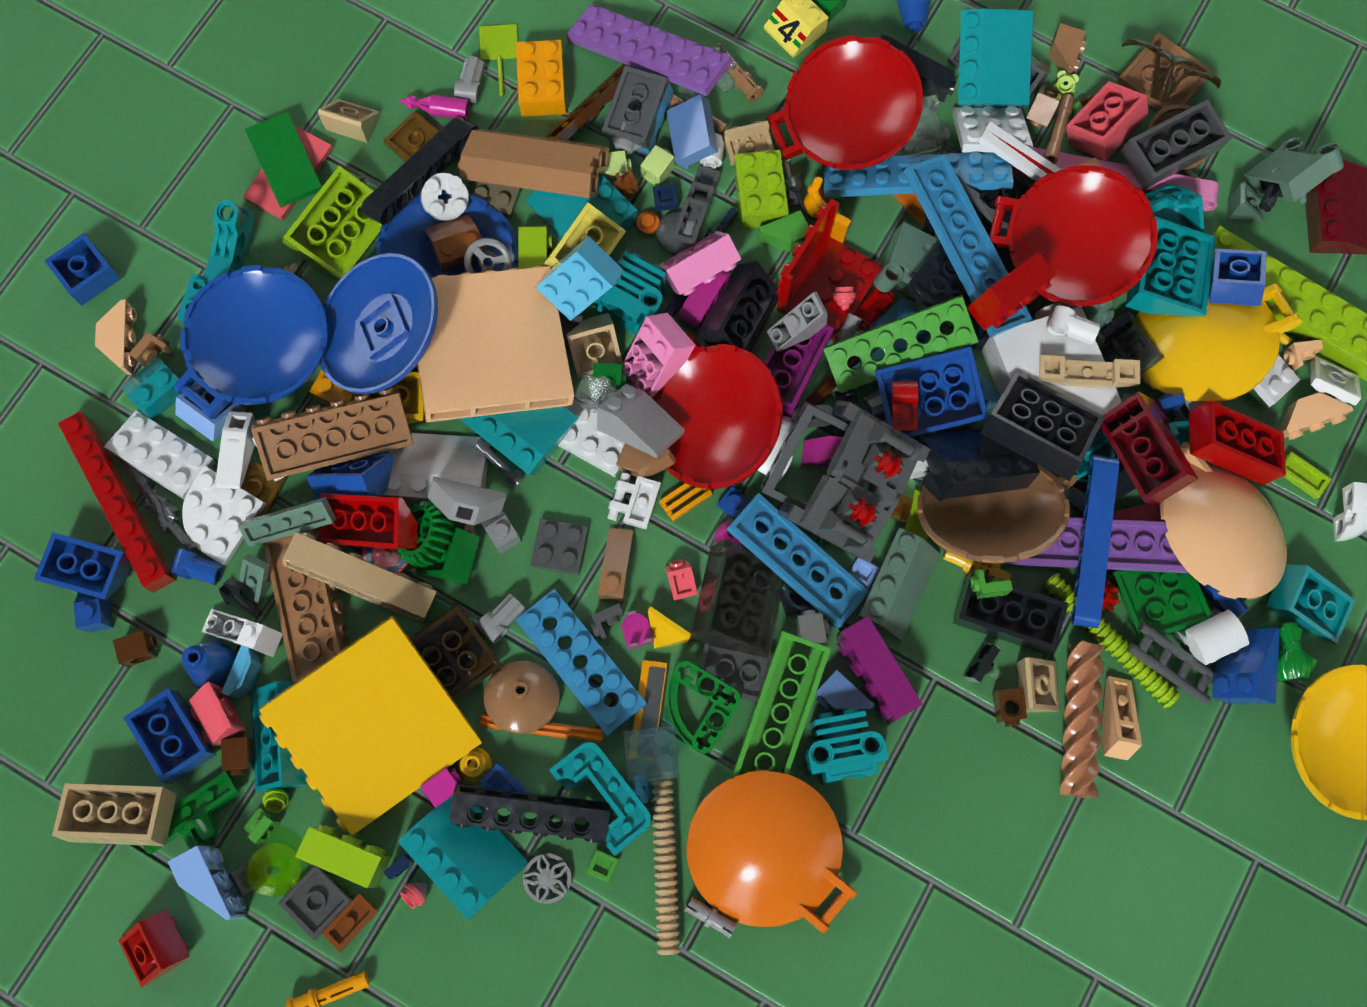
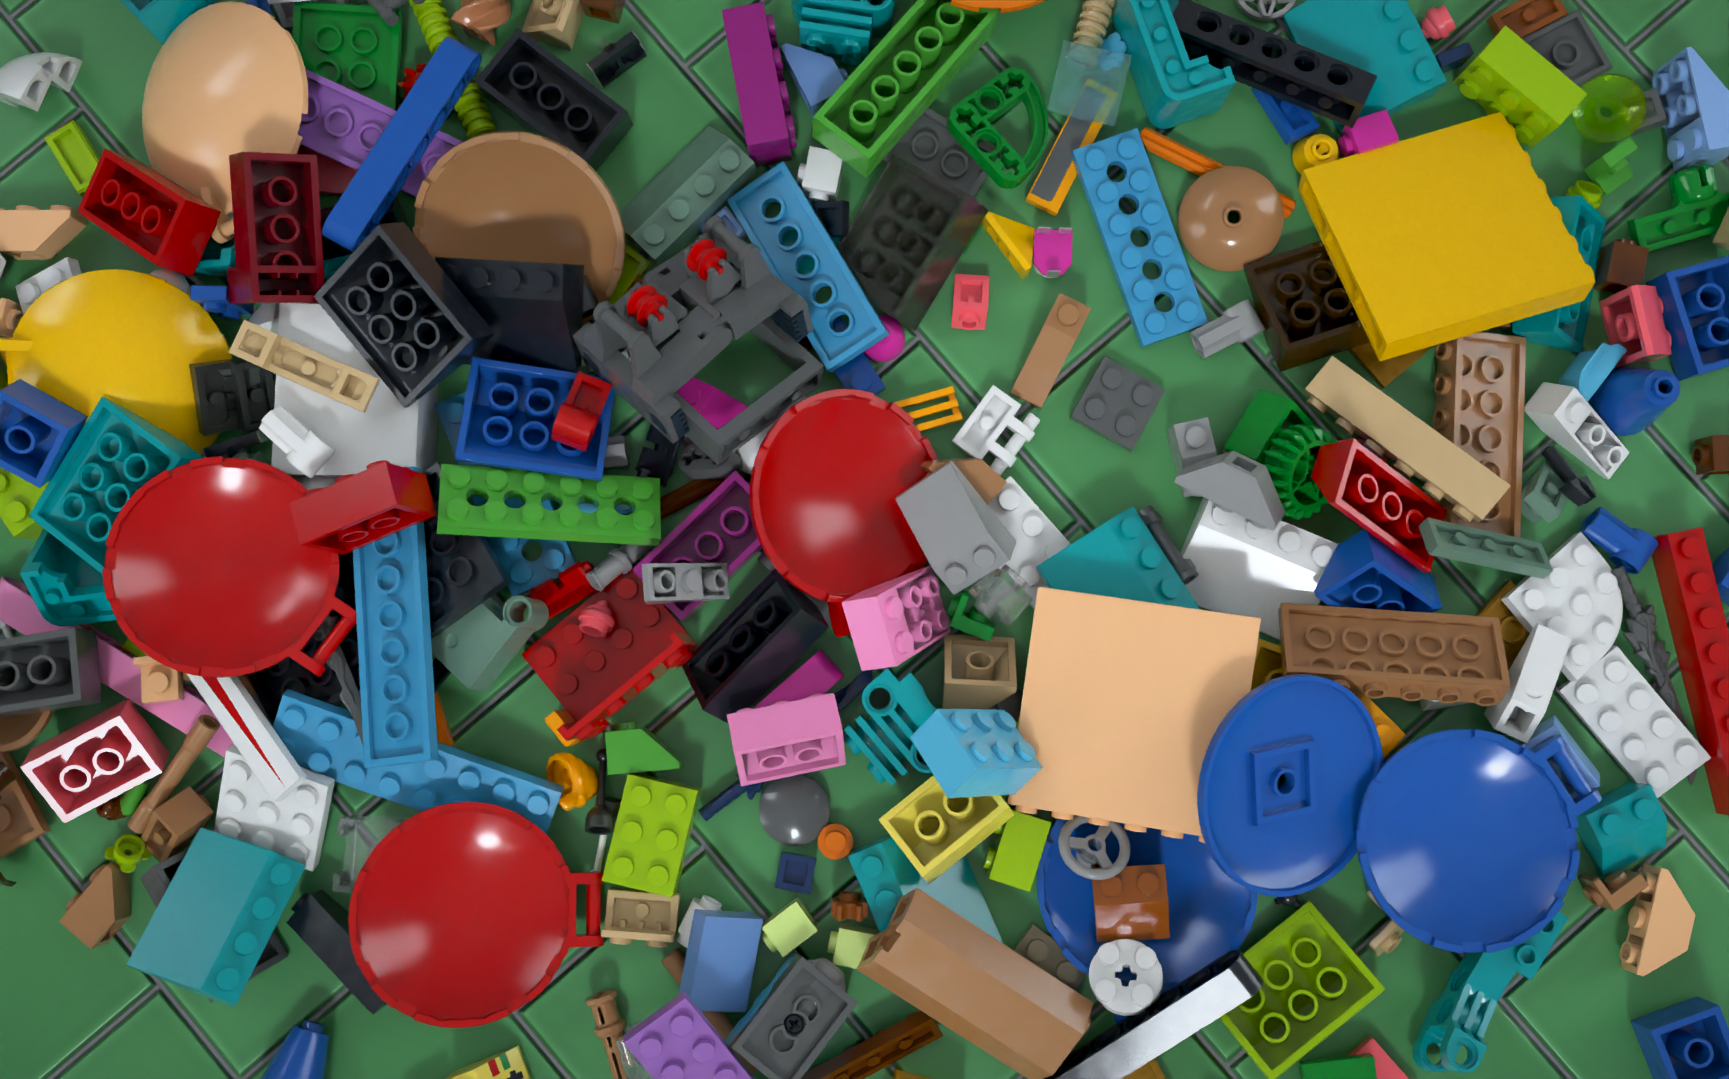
camera: 155 degrees left, 10 degrees up
(609, 617) = (1082, 283): dark grey bracket -> none
(696, 205) = (755, 839): dark grey slope -> none
(993, 587) = (566, 126): bright green bracket -> none

